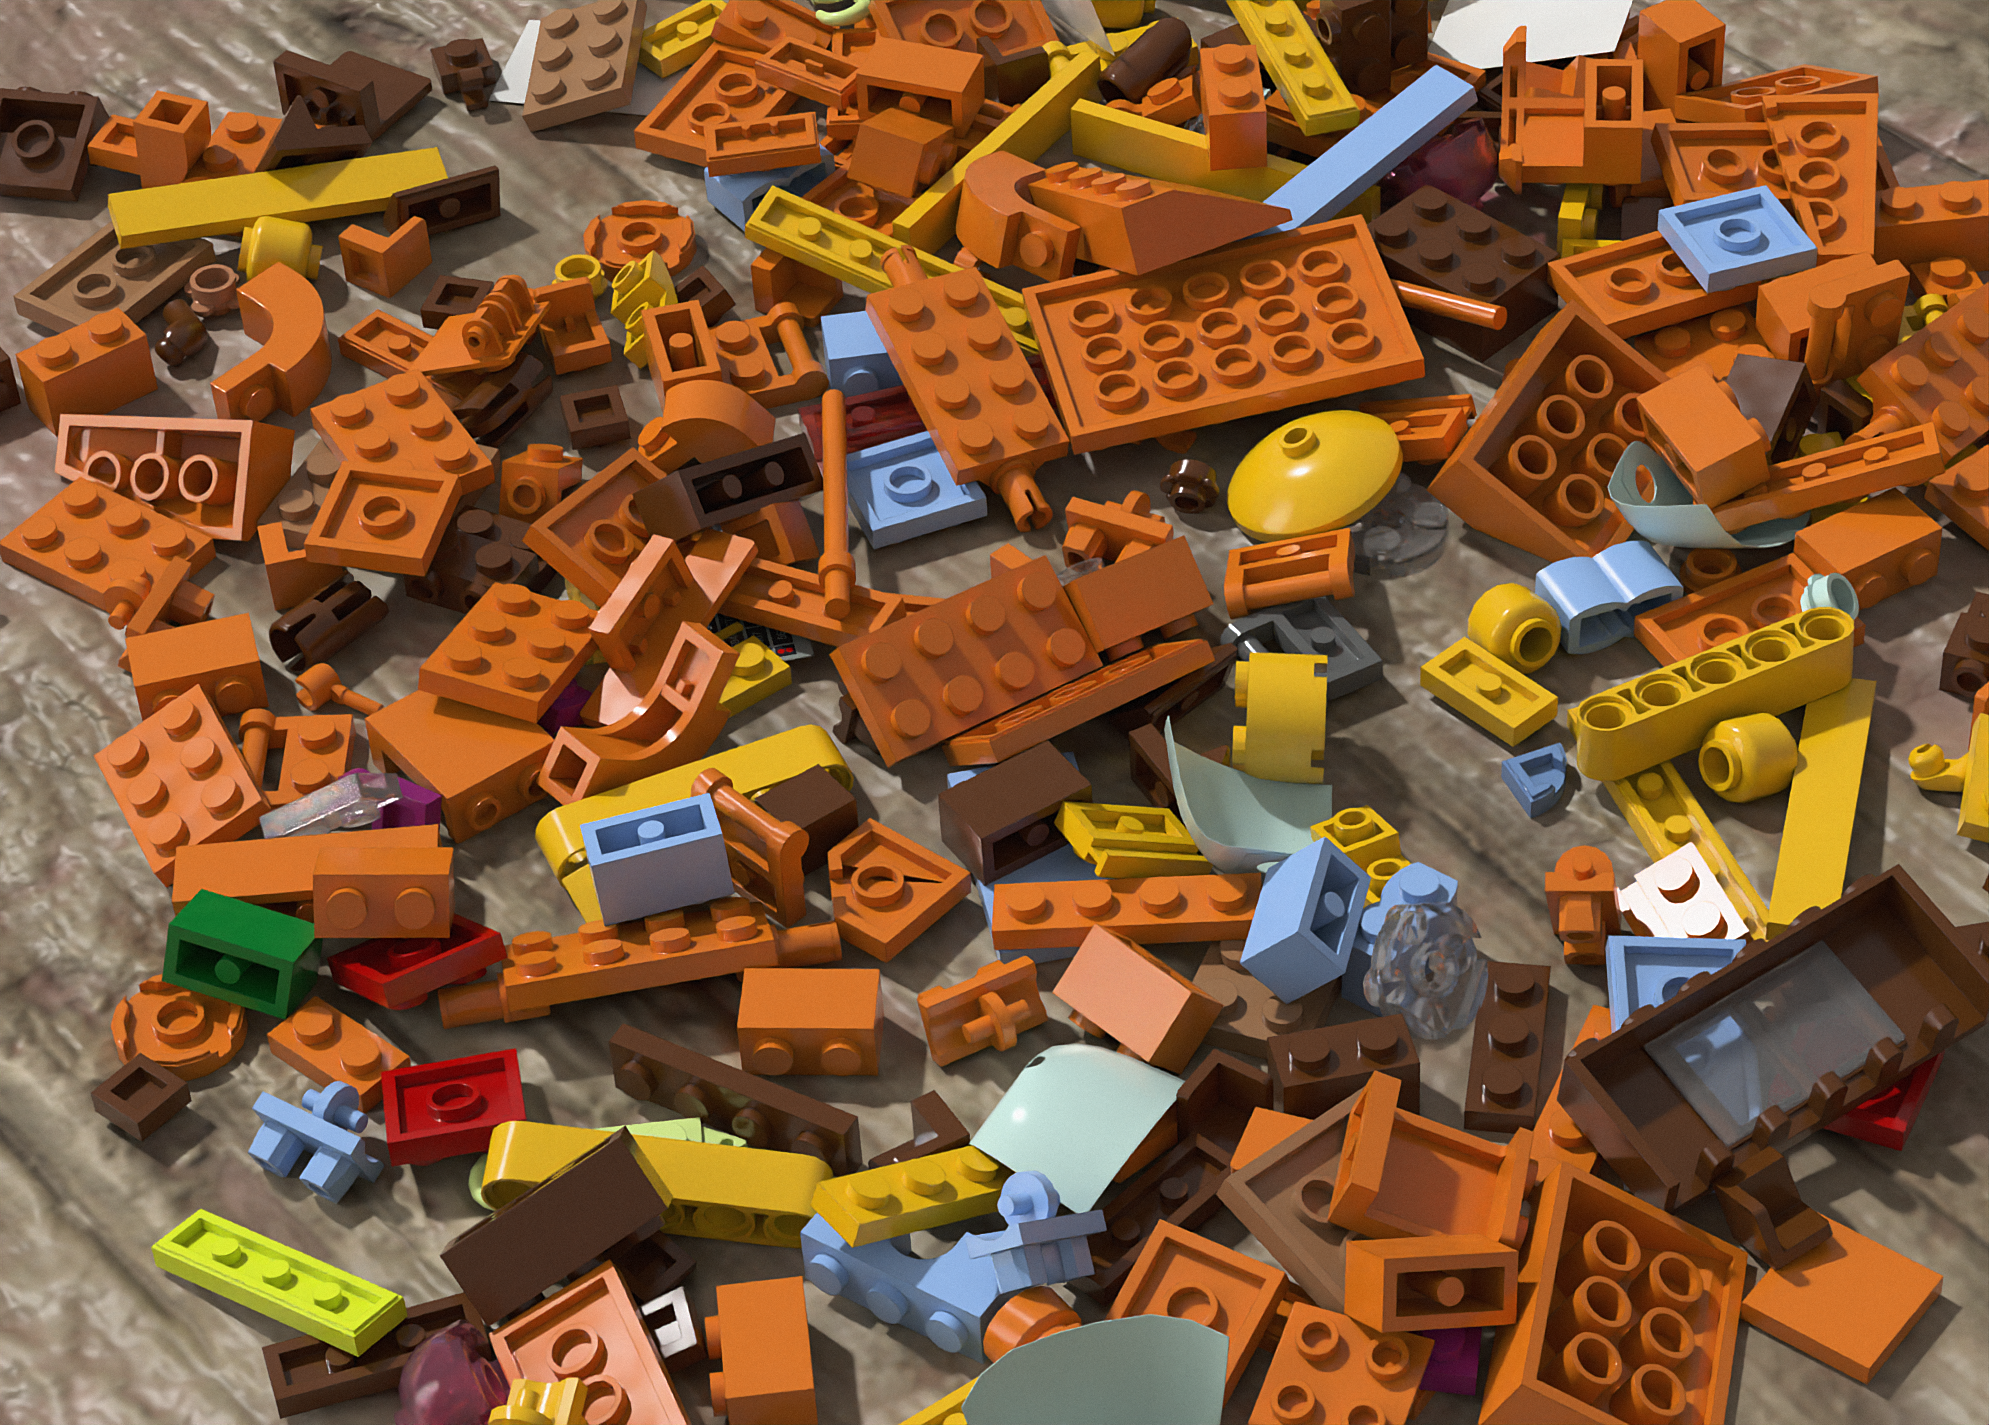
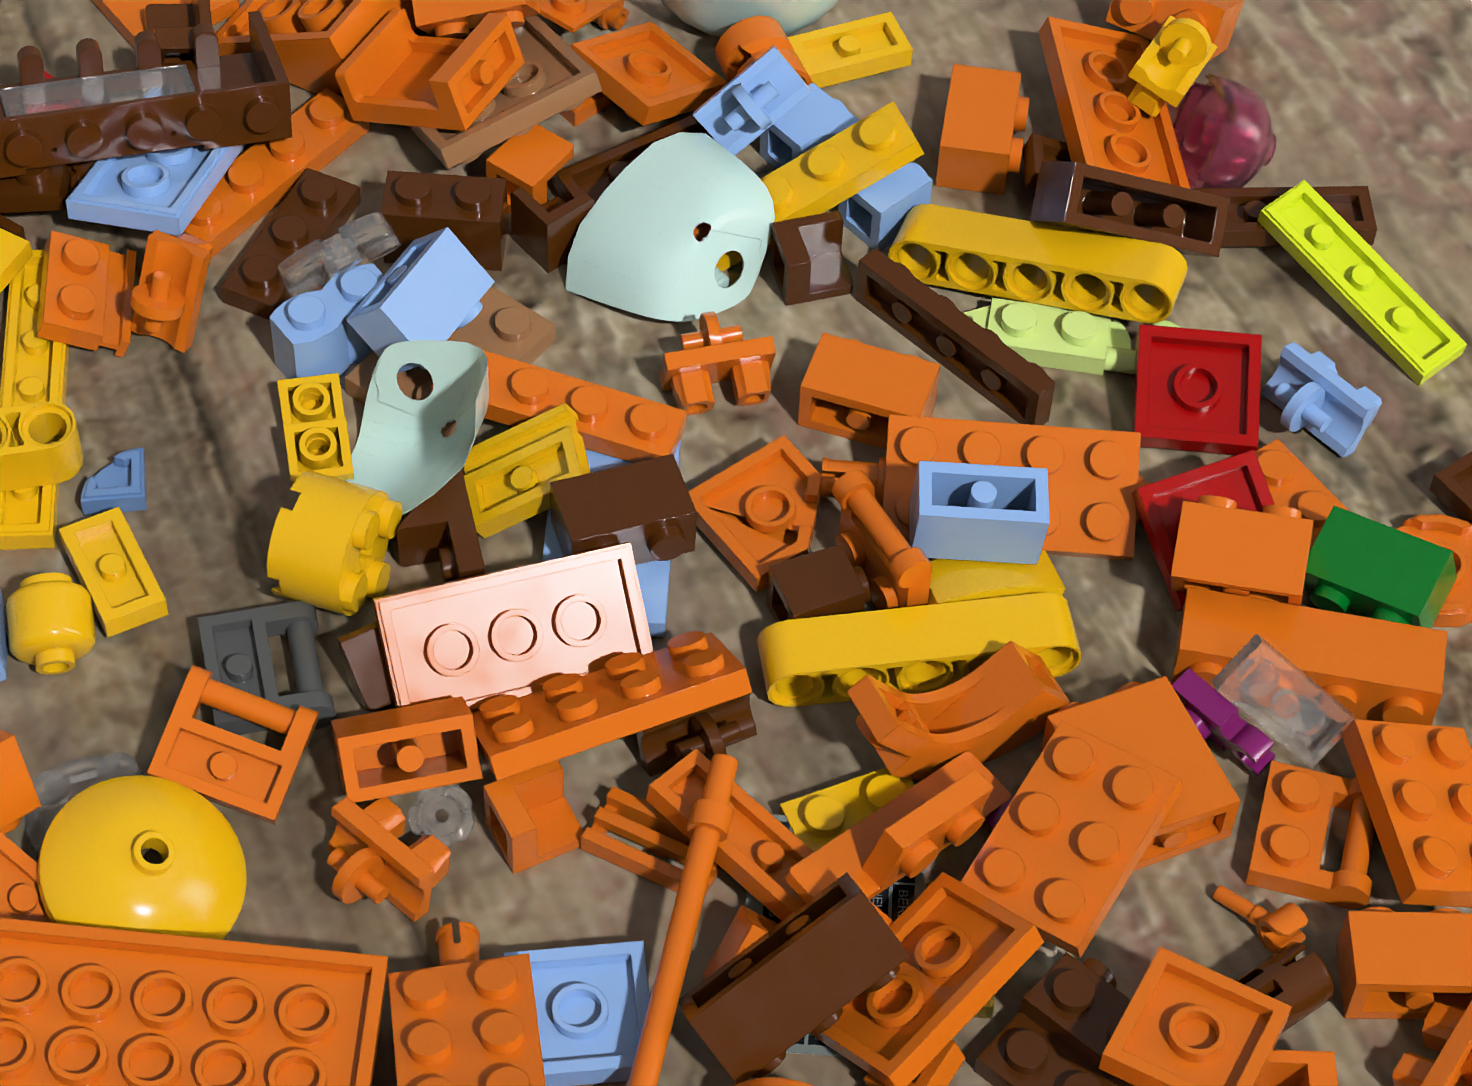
camera: 170 degrees left, 10 degrees up
(1136, 1000) = (585, 319): orange brick -> none
(1190, 486) = (274, 920): reddish brown plate -> none

